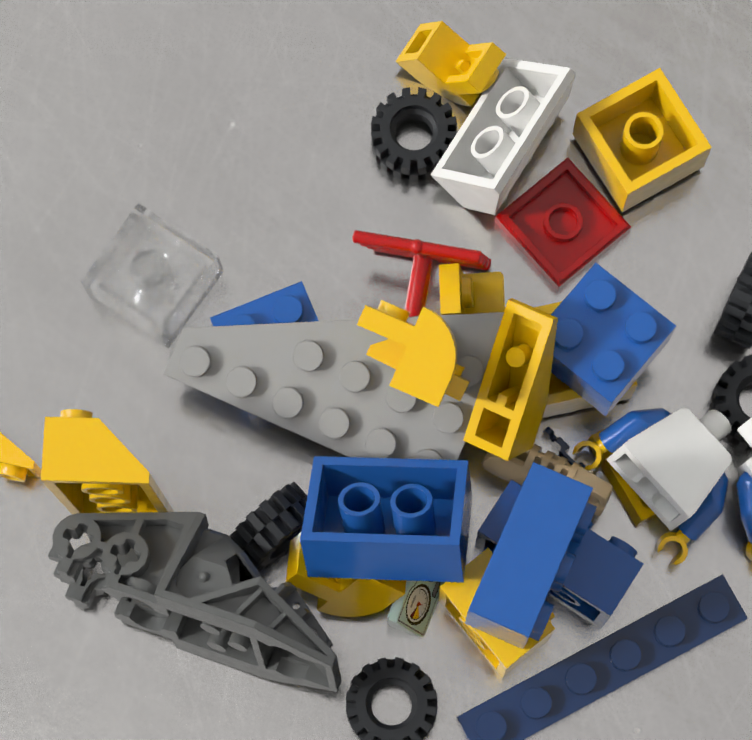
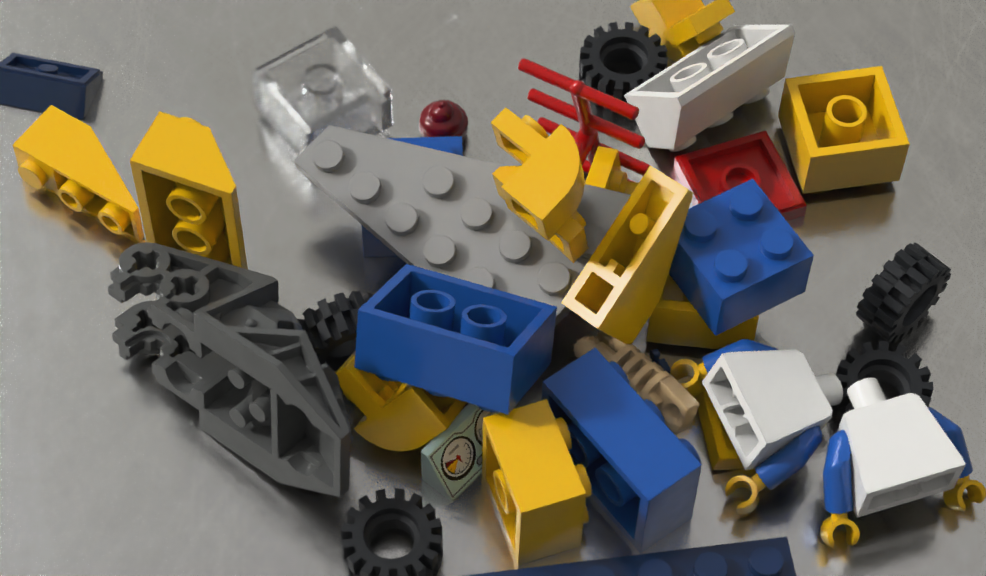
camera: 15 degrees right, 20 degrees down
(270, 255) = (443, 119): none -> dark red plate
(531, 557) = (581, 397): blue brick -> none

